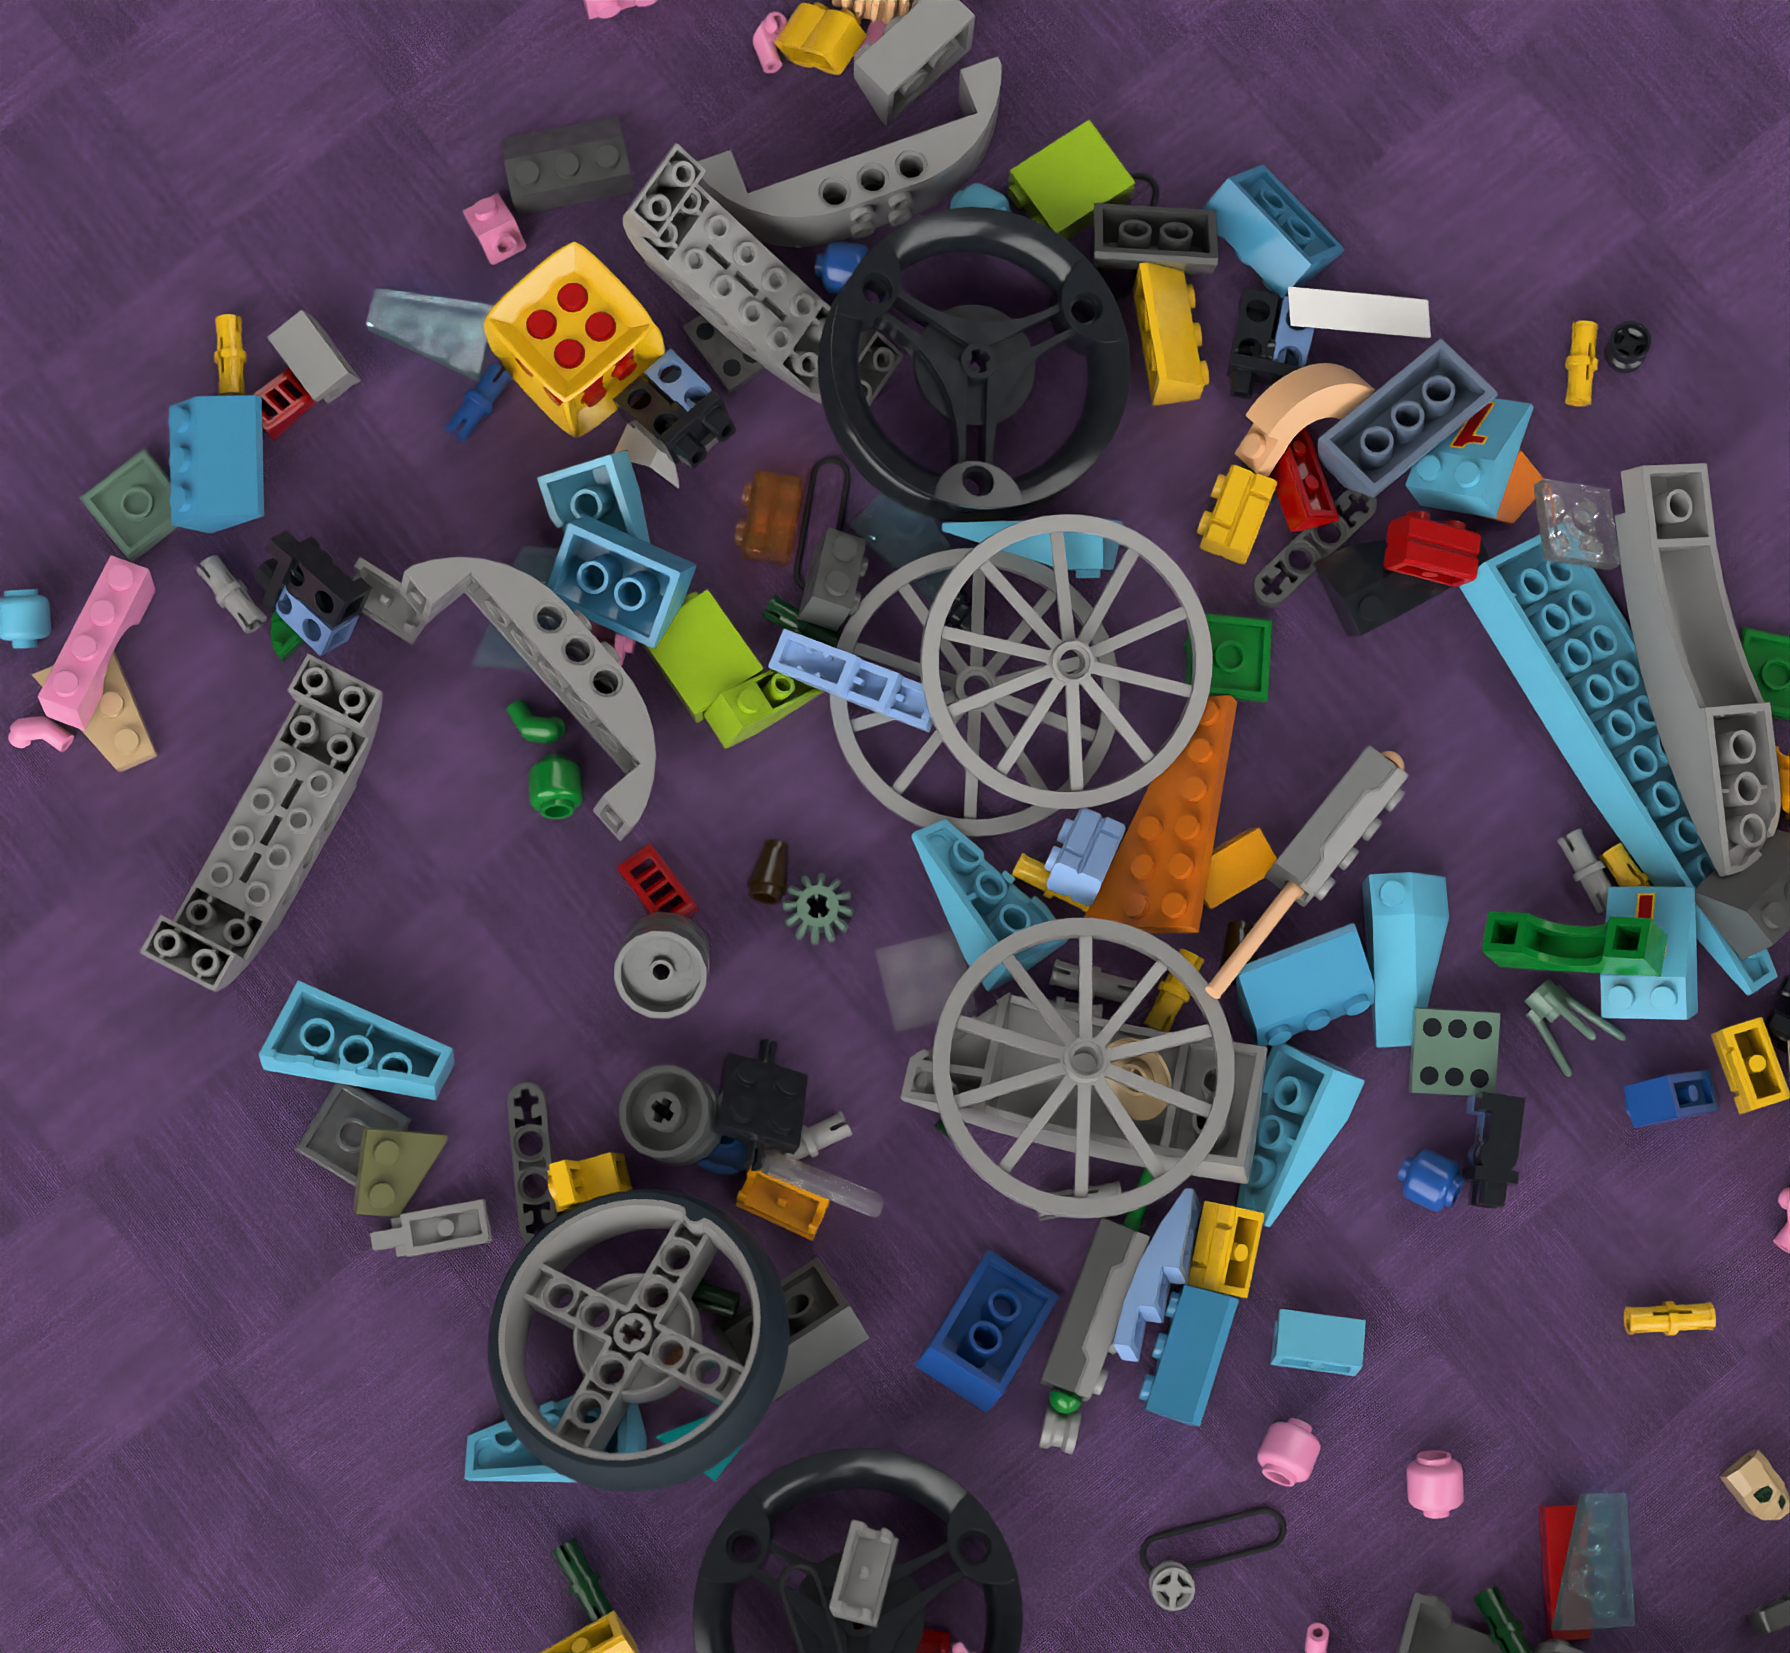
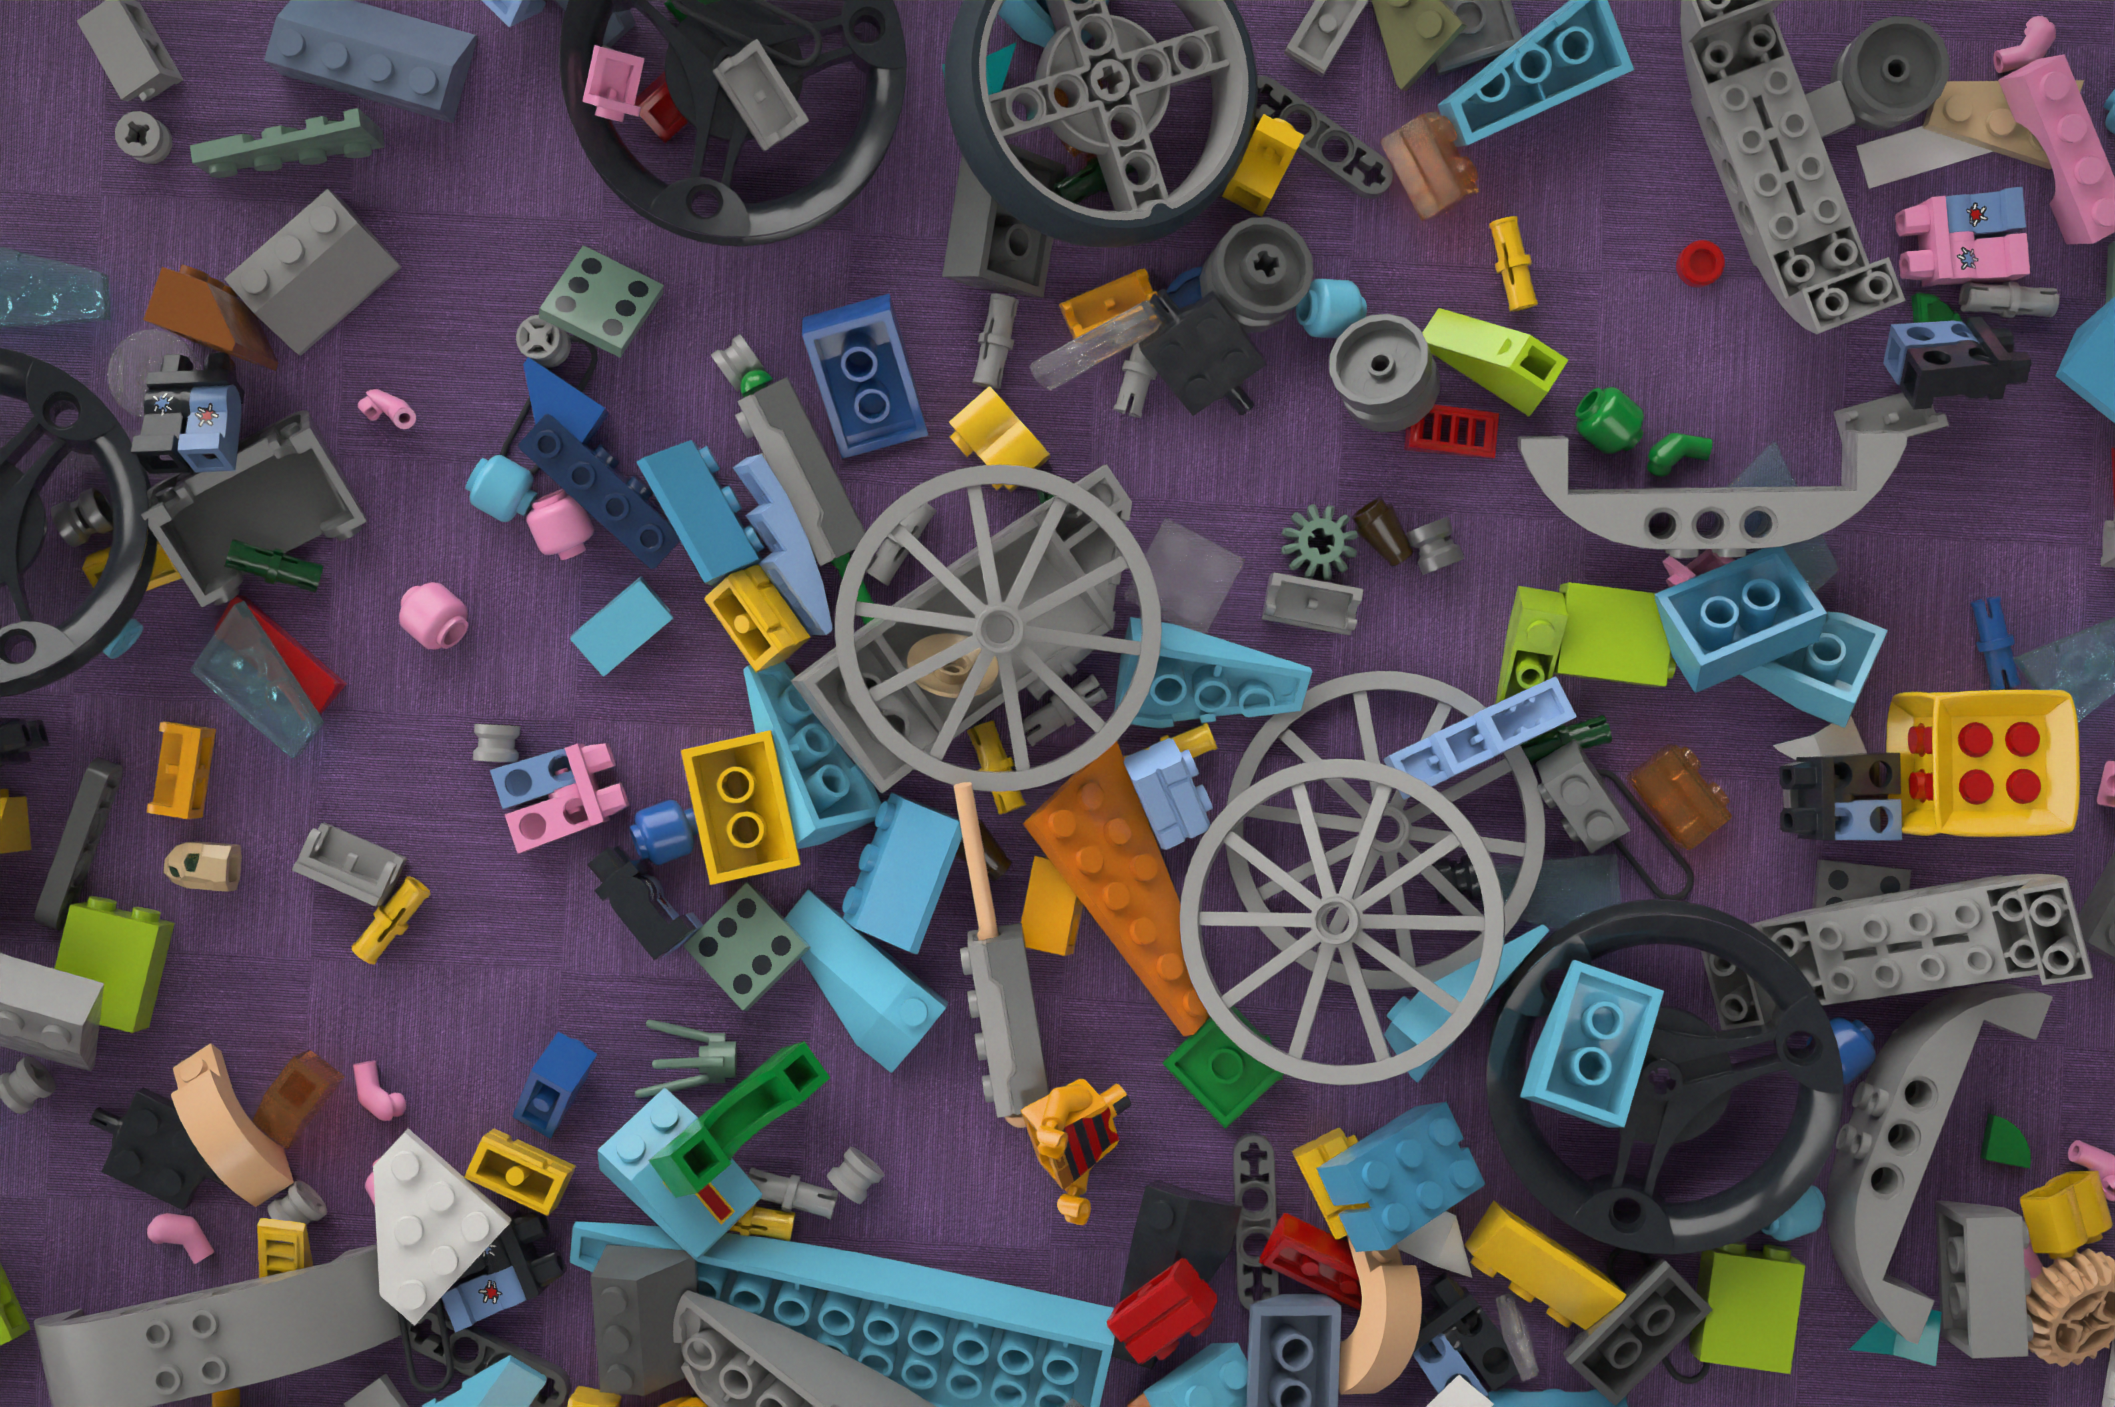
camera: 135 degrees right, 10 degrees up
(149, 784) = (1892, 72): none -> dark grey wheel
(183, 747) = (1911, 154): none -> white sticker
(203, 828) = (1830, 109): none -> light grey slope
(228, 666) = (1948, 236): none -> bright pink hips
(388, 822) = (1700, 263): none -> red tile
(485, 1064) = (1431, 165): none -> clear orange brick
(502, 948) = (1513, 263): none -> yellow pin
(582, 902) = (1495, 357): none -> lime slope
(646, 1043) = (1330, 307): none -> medium azure head
(749, 827) = (1435, 545): none -> flat silver wheel
(809, 115) = (2004, 1143): none -> green tile
(864, 877) = (1311, 603): none -> light grey hinge
(879, 1260) = (995, 341): none -> light grey pin
(947, 1196) = (996, 435): none -> yellow brick
(999, 422) = (1593, 1046): none -> medium azure slope
(1010, 81) = (1886, 1341): none -> teal sticker
(1106, 1568) = (601, 301): none -> sand green tile
(1194, 473) = (1405, 1174): none -> dark azure piece
(1209, 1524) = (562, 401): none -> blue slope
(1214, 422) = (1439, 1244): none -> white sticker
(1230, 309) = (1517, 1336): none -> clear tile
(1237, 1440) = (602, 489): none -> dark blue bracket
(1302, 1517) = (501, 488): none -> medium azure head
(1365, 1139) = (740, 807): none -> yellow slope
(1372, 715) = (1071, 1134): none -> light orange torso
(1461, 1274) = (572, 790): none -> bright pink hips
(1480, 1356) = (496, 743): none -> light grey wheel
(1536, 837) = (855, 1175): none -> light grey wheel
(1659, 1382) = (350, 864): none -> light grey hinge
(1709, 1566) = (182, 770): none -> light orange hinge

